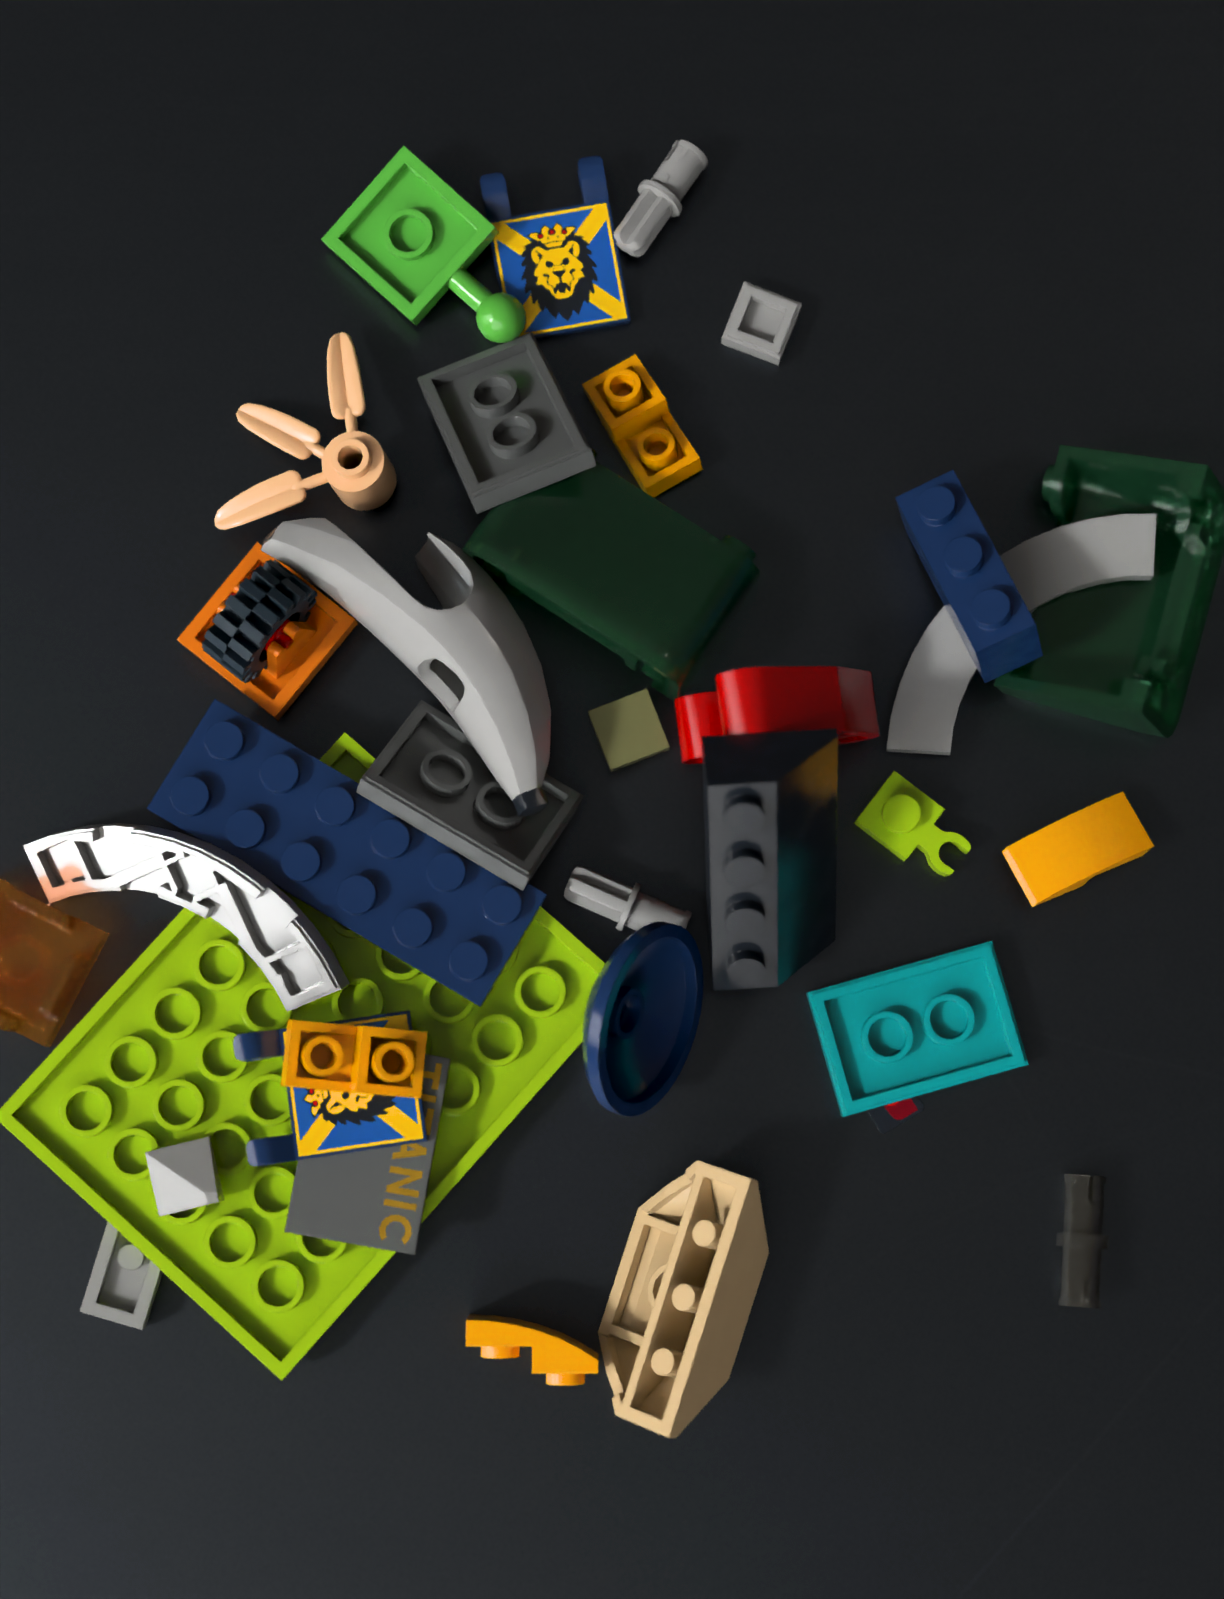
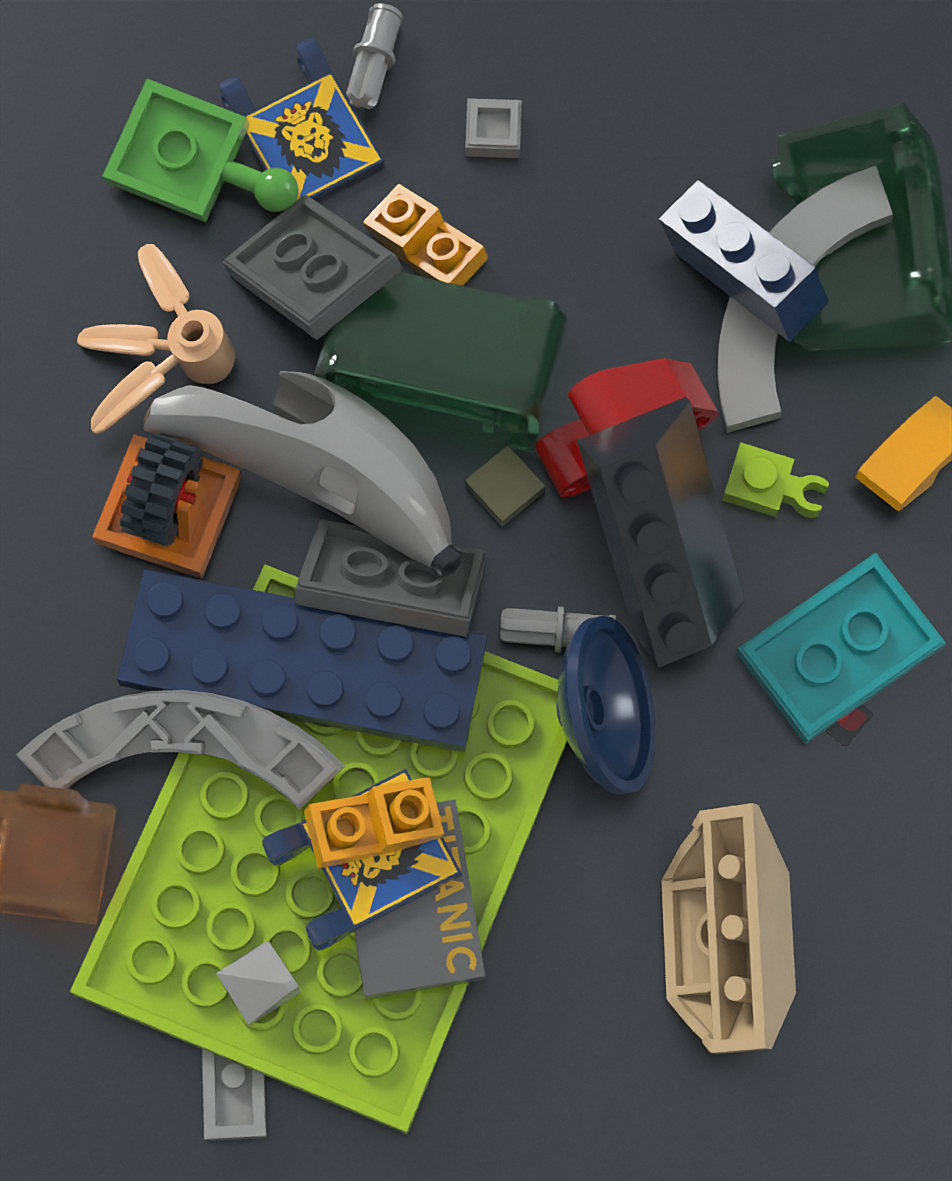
camera: 20 degrees left, 10 degrees down
(553, 1353) = (633, 1025): light orange slope -> none

